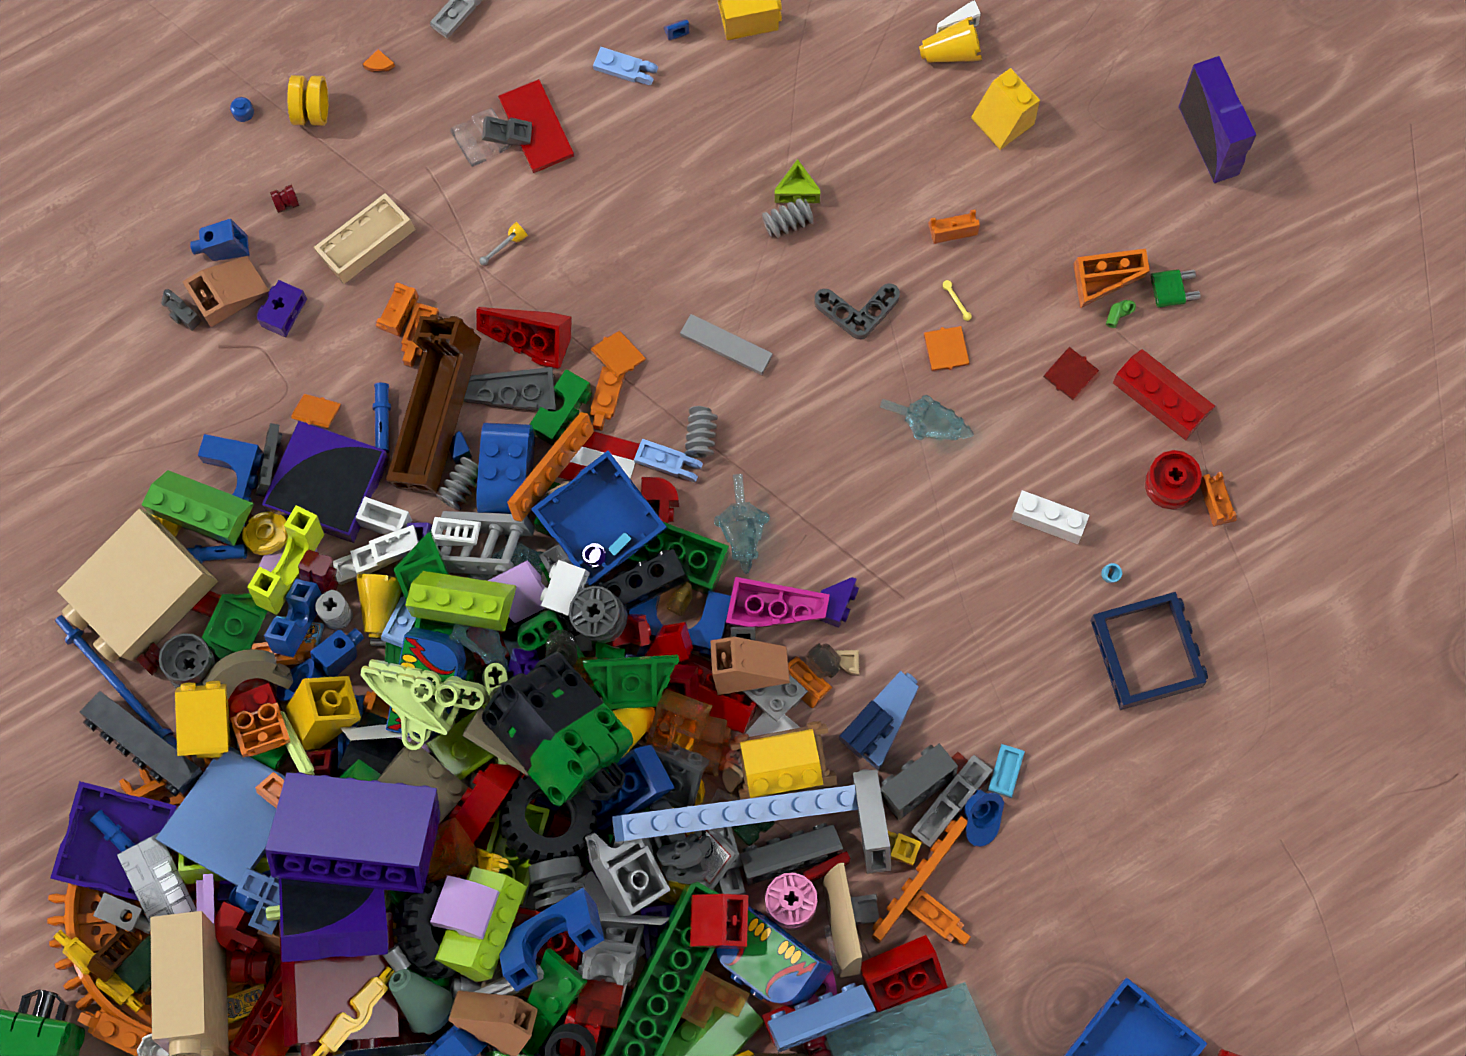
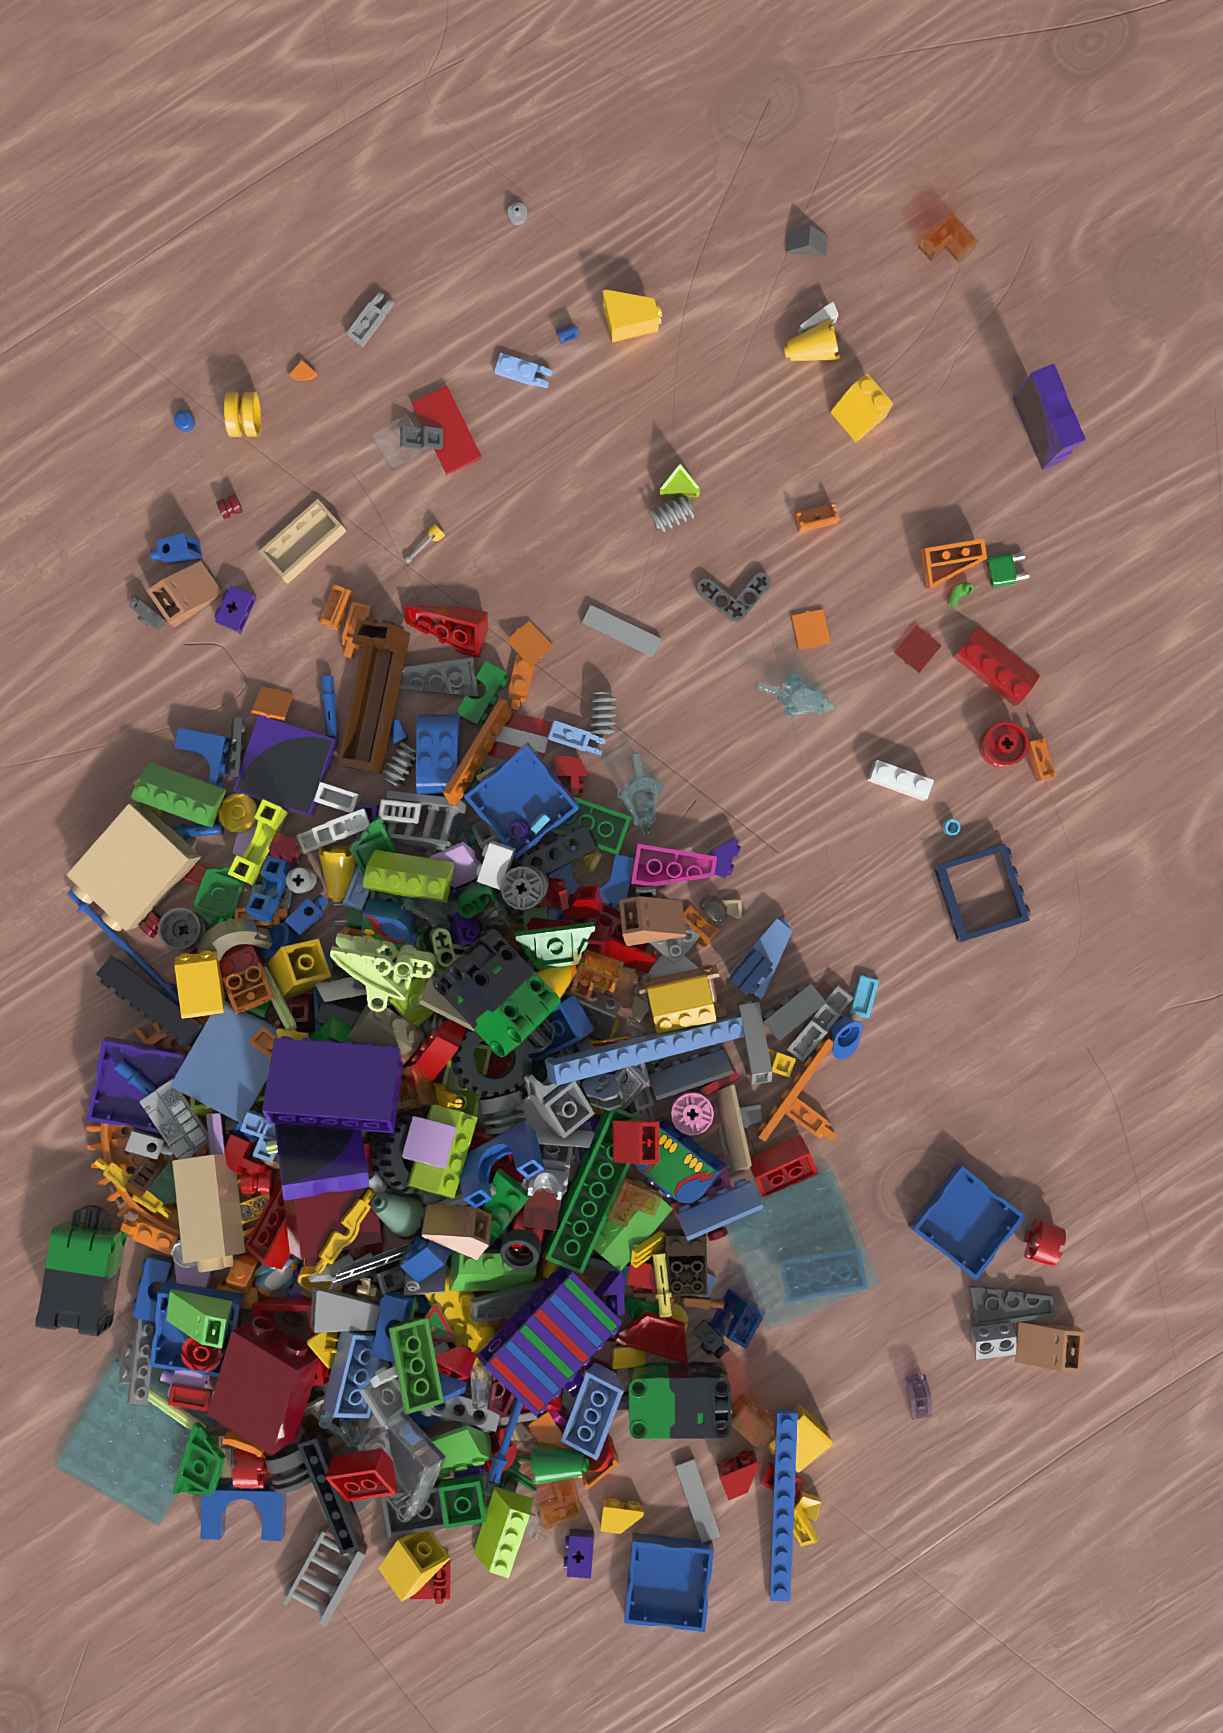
camera: 10 degrees left, 15 degrees up
(947, 286) = (811, 571): light yellow hinge -> none

